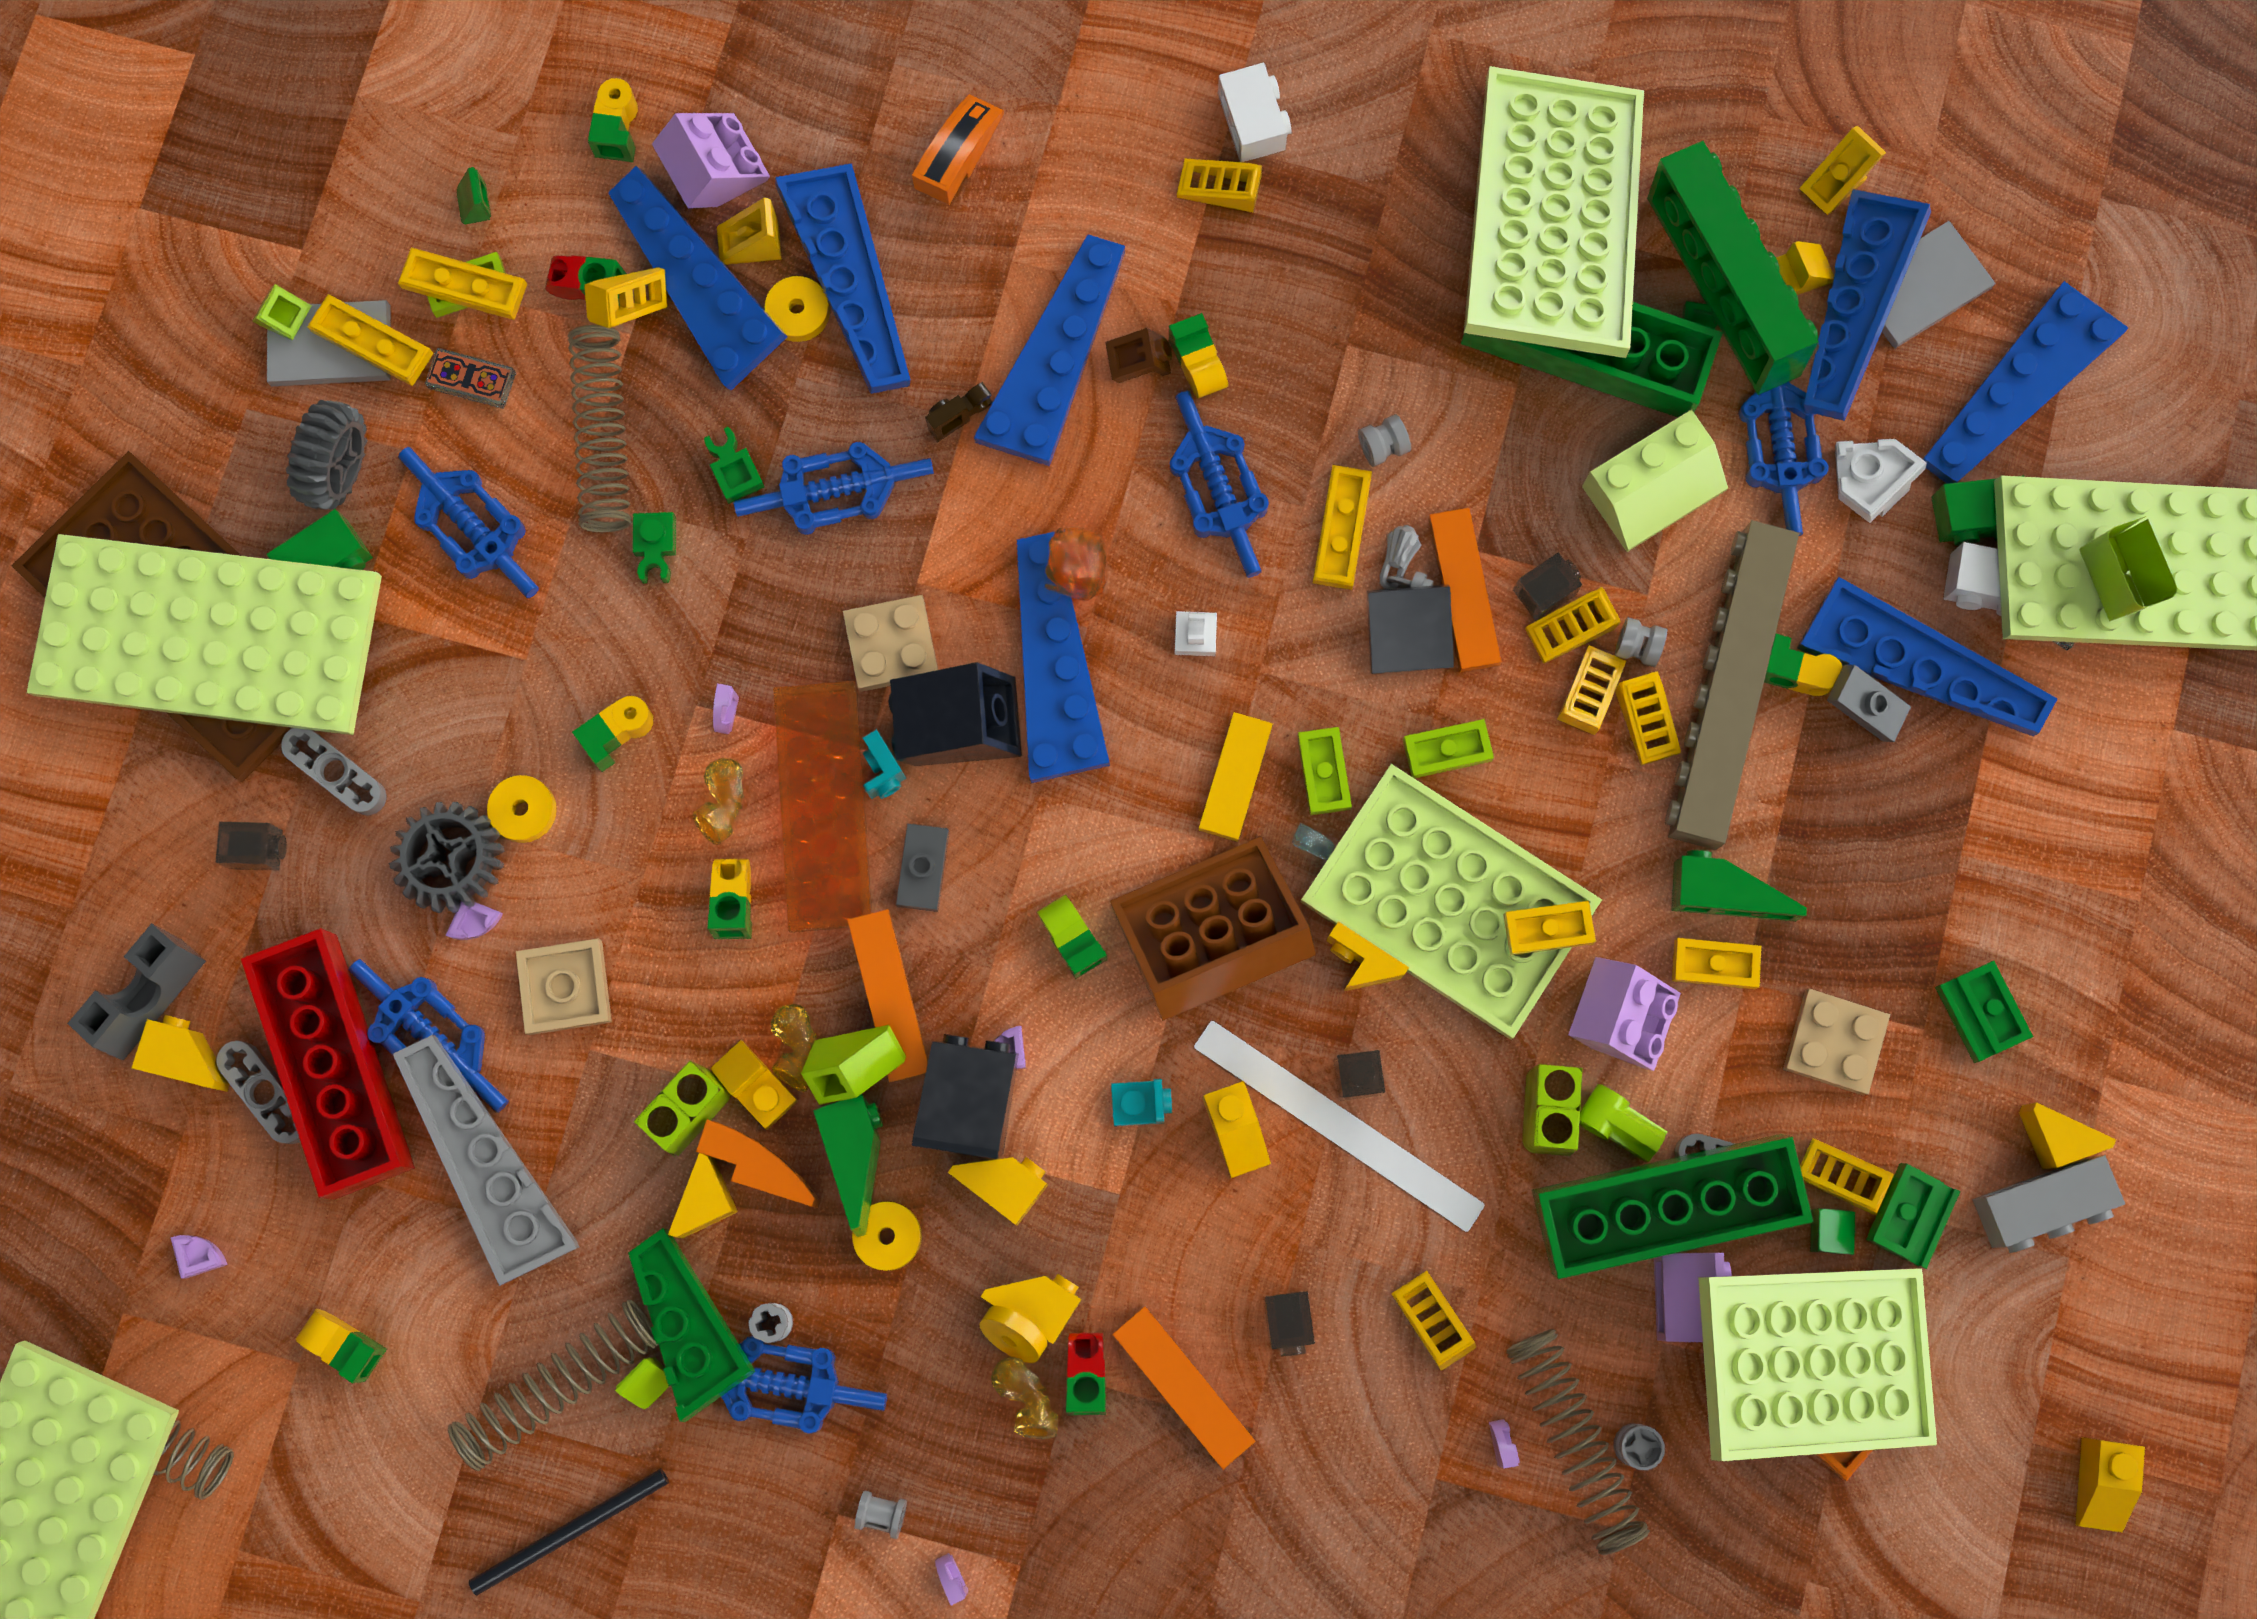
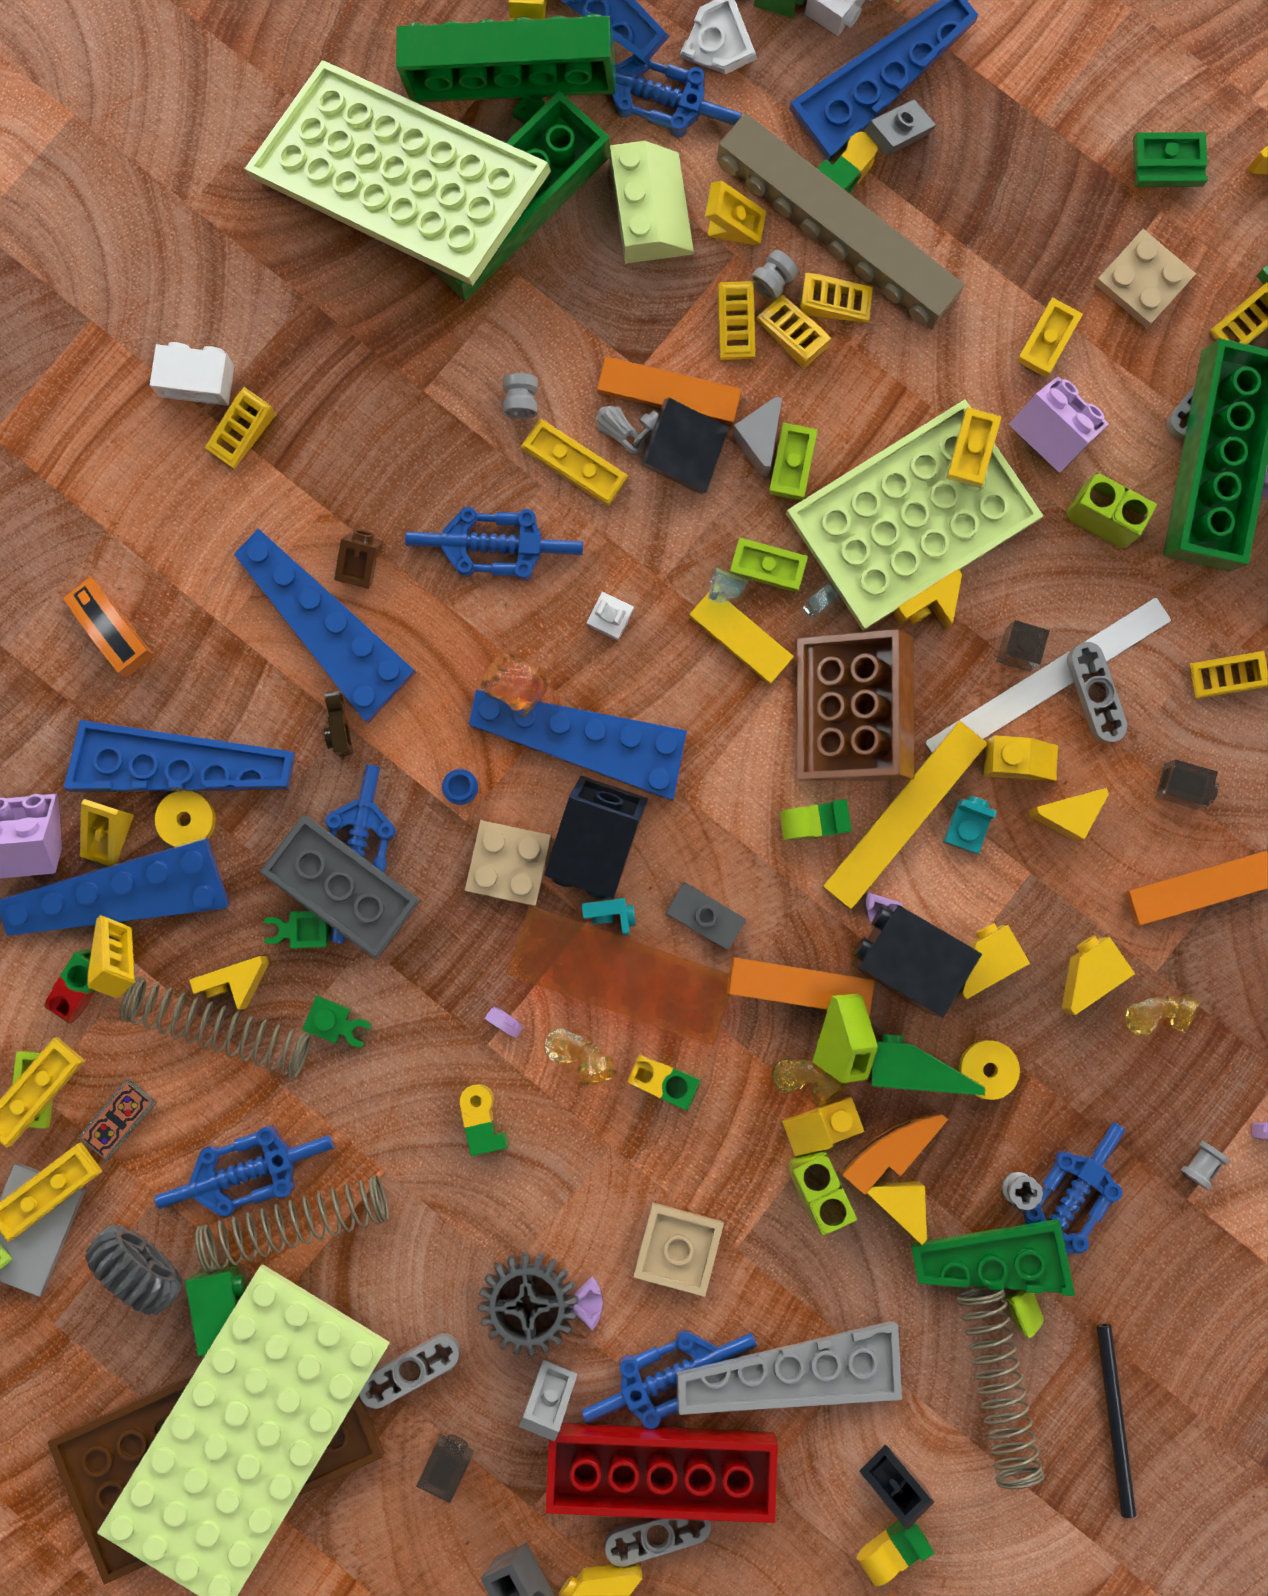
camera: 70 degrees left, 5 degrees up
(356, 916) = (548, 1400): none -> light grey plate
(391, 518) = (378, 1201): none -> dark tan piece
(408, 1318) = (897, 1486): none -> black slope
(506, 798) = (507, 1241): yellow piece -> none
(657, 430) = (242, 977): none -> yellow slope
(792, 485) = (340, 886): none -> dark grey tile
(948, 560) = (460, 786): none -> blue plate
(1013, 1334) = (1112, 1001): yellow piece -> none
(1086, 1374) = (1165, 959): leg -> none
(1121, 1029) = (904, 815): none -> yellow tile
(1197, 355) = (381, 511): leg -> none
(1199, 1206) = (1072, 815): none -> yellow slope
(1280, 736) = (725, 586): none -> clear light blue tile
(1363, 1151) = (1077, 672): none -> light grey beam
(1462, 701) = (758, 433): none -> light grey slope
(1548, 586) = (698, 324): clear smoke brick -> none
(1611, 1118) = (1138, 468): lime piece -> none
(1684, 571) = (733, 215): none -> yellow slope
(1724, 889) = (995, 303): green slope -> none

